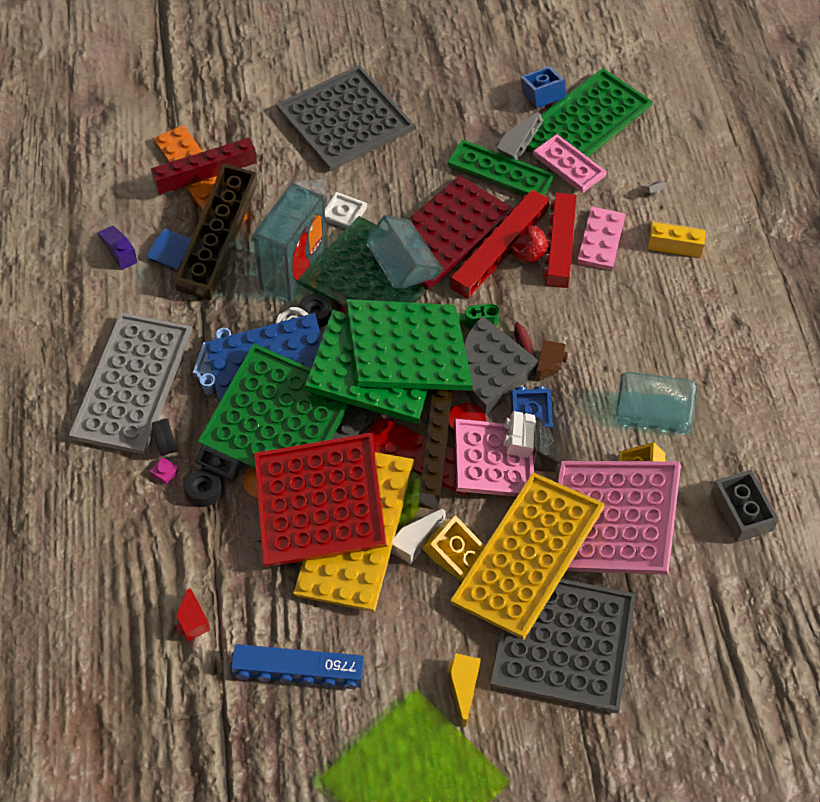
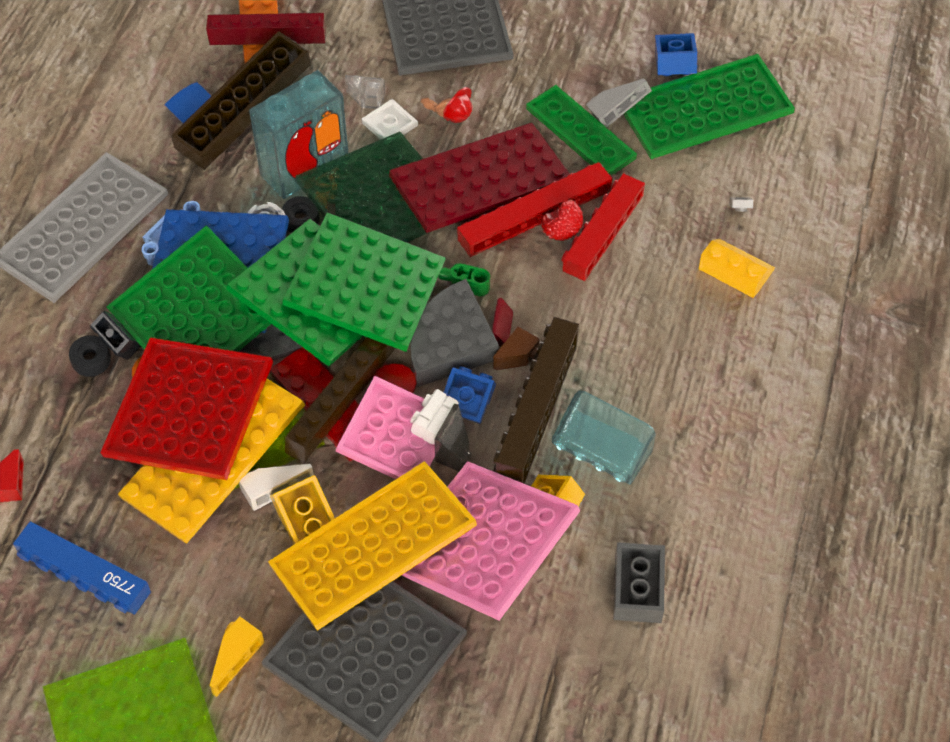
camera: 25 degrees right, 0 degrees up
(118, 246) = (141, 86): dark purple slope -> none
(164, 436) = (77, 291): black tyre -> none
(164, 471) = (64, 326): dark pink plate -> none
(393, 184) = (452, 109): none -> red piece
(402, 252) = (413, 182): clear light blue windscreen -> none
(569, 163) = (658, 147): bright pink tile -> none
(591, 392) = (537, 401): none -> dark brown brick
(601, 238) = (651, 240): bright pink plate -> none

